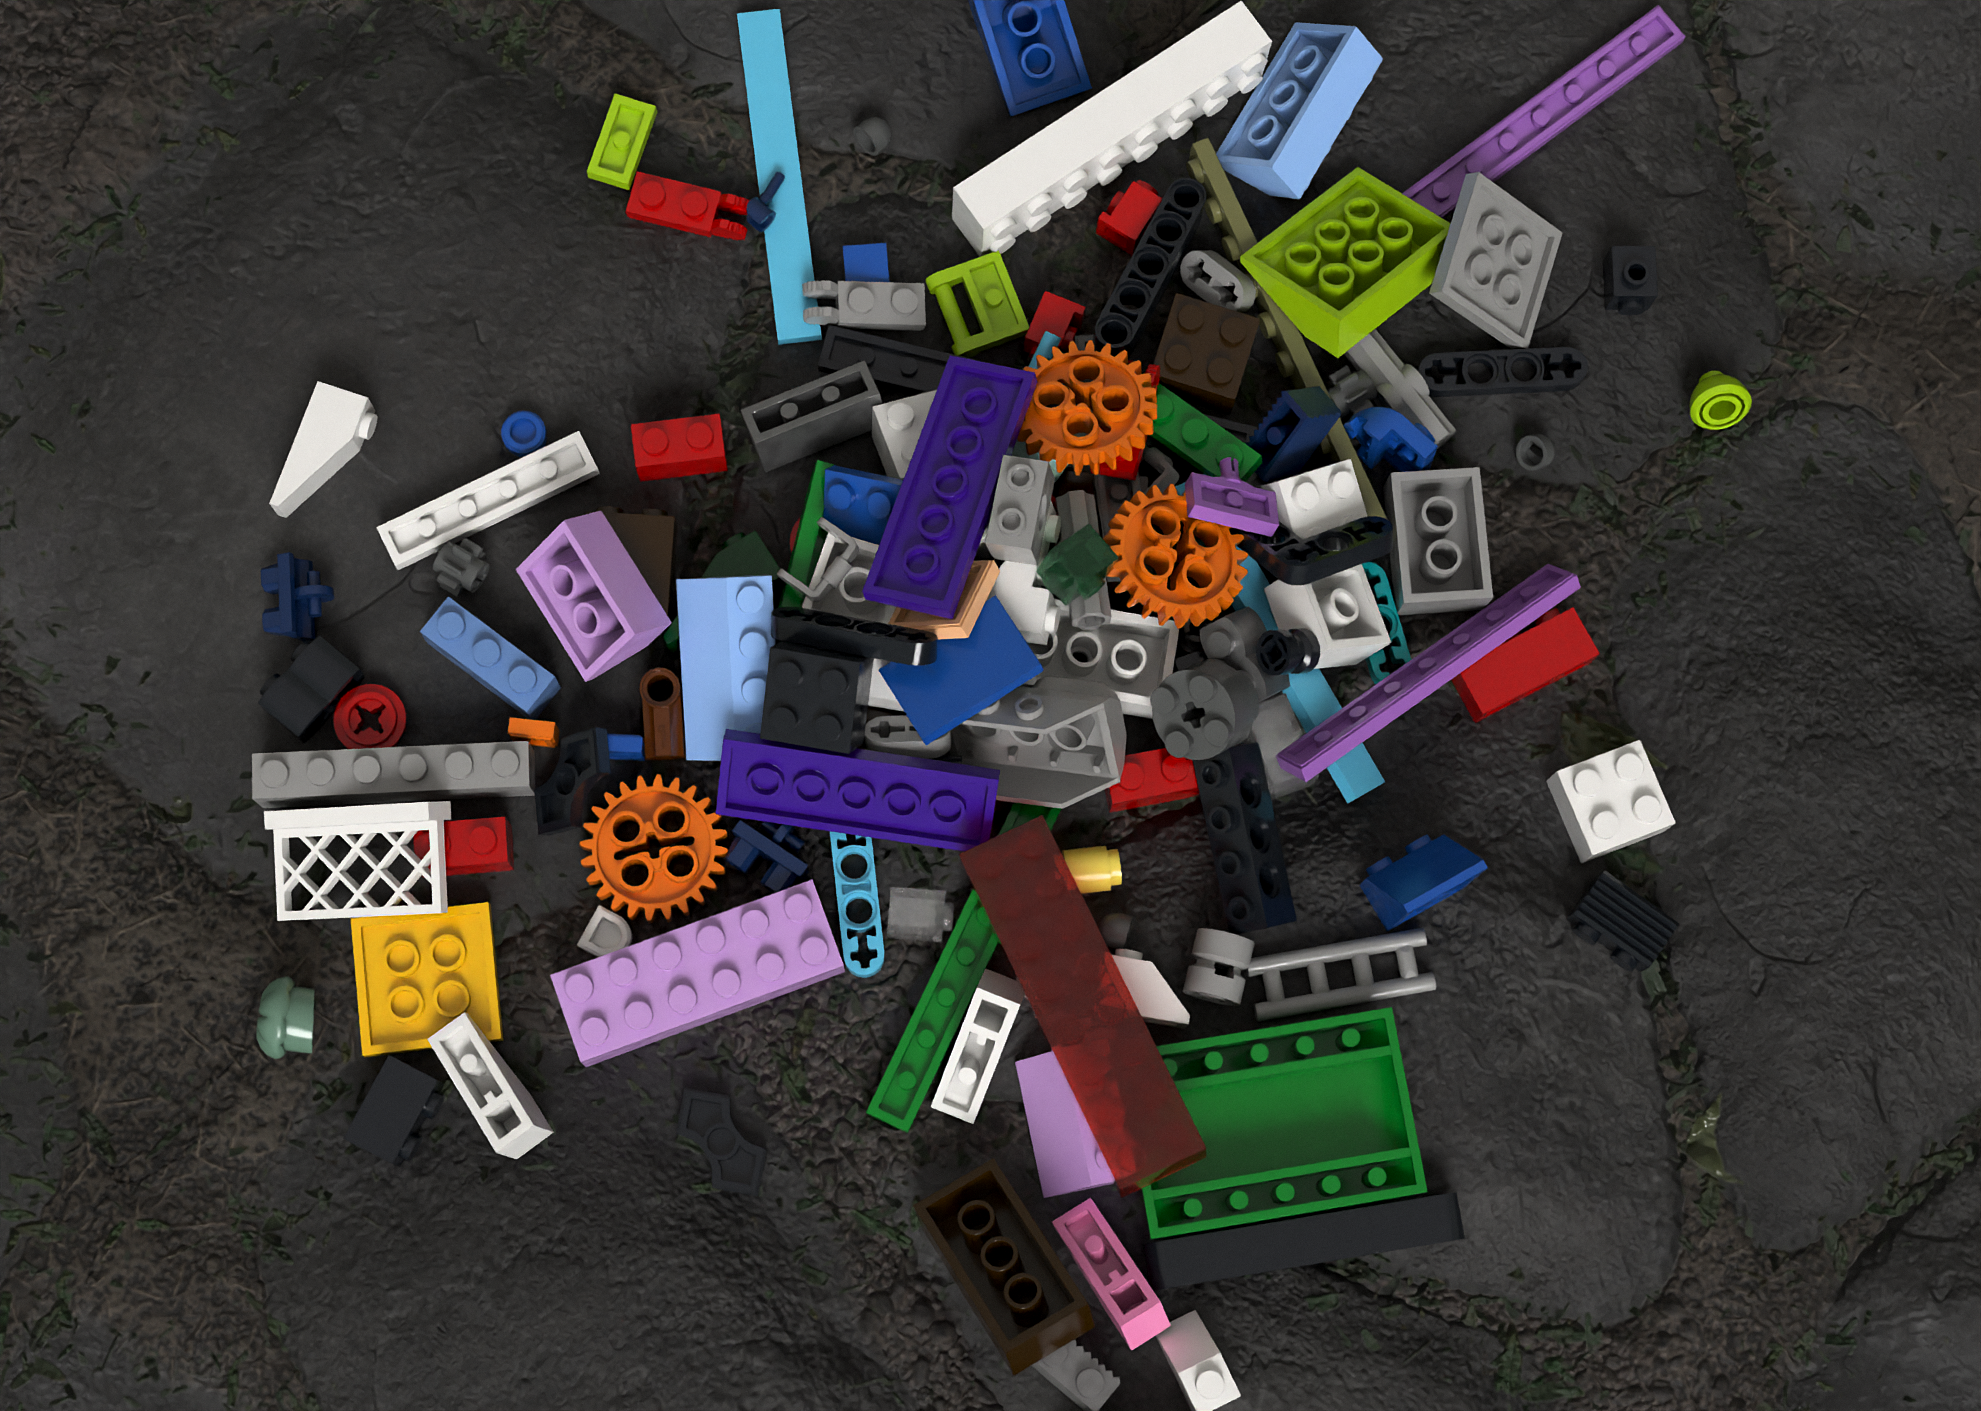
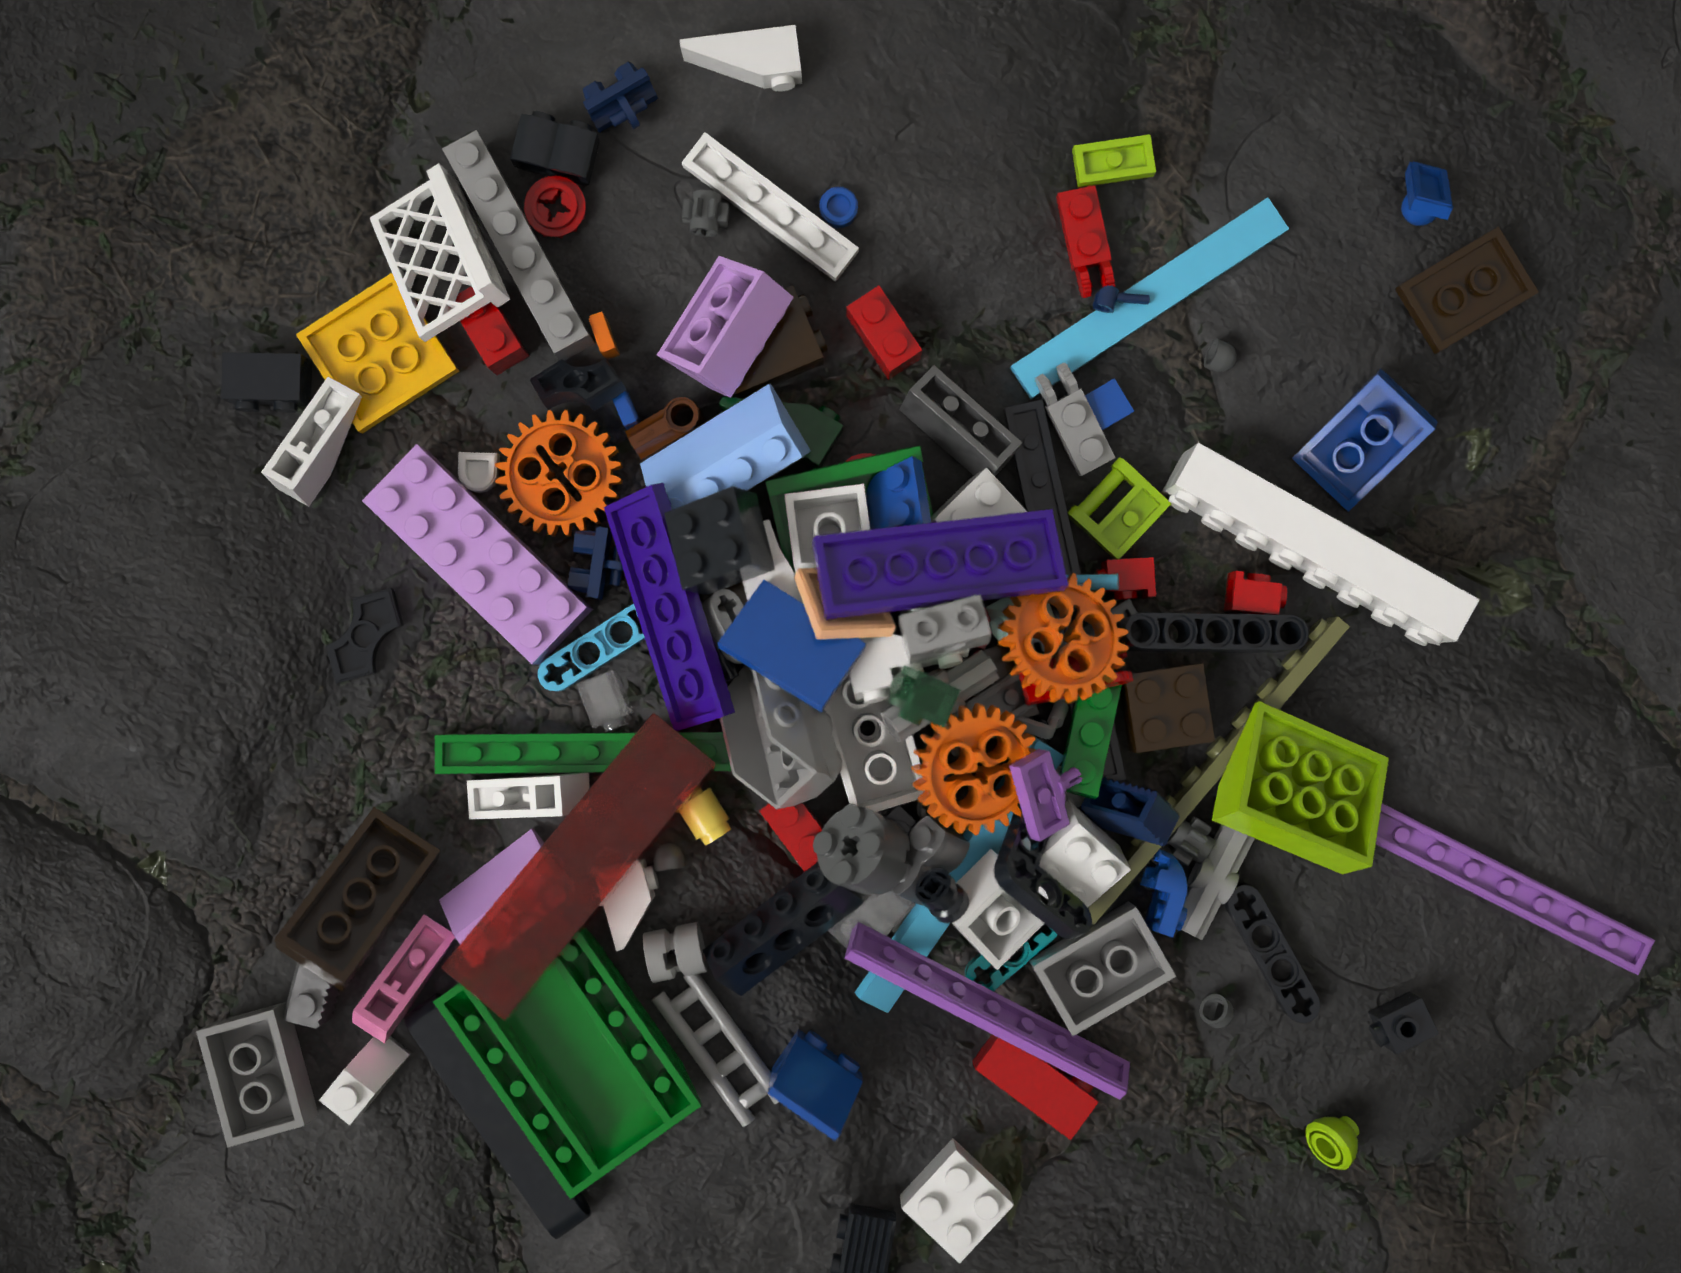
camera: 70 degrees right, 10 degrees up
(285, 1018) = (293, 263): sand green piece -> none
(490, 659) = (643, 273): medium blue brick -> none
(836, 570) = (831, 506): light grey piece -> none
(854, 636) = (779, 547): black beam -> none
(1222, 275) = (1236, 691): light grey beam -> none
(1299, 108) = (1415, 687): light blue slope -> none
(1496, 262) = (1359, 909): light grey plate -> none

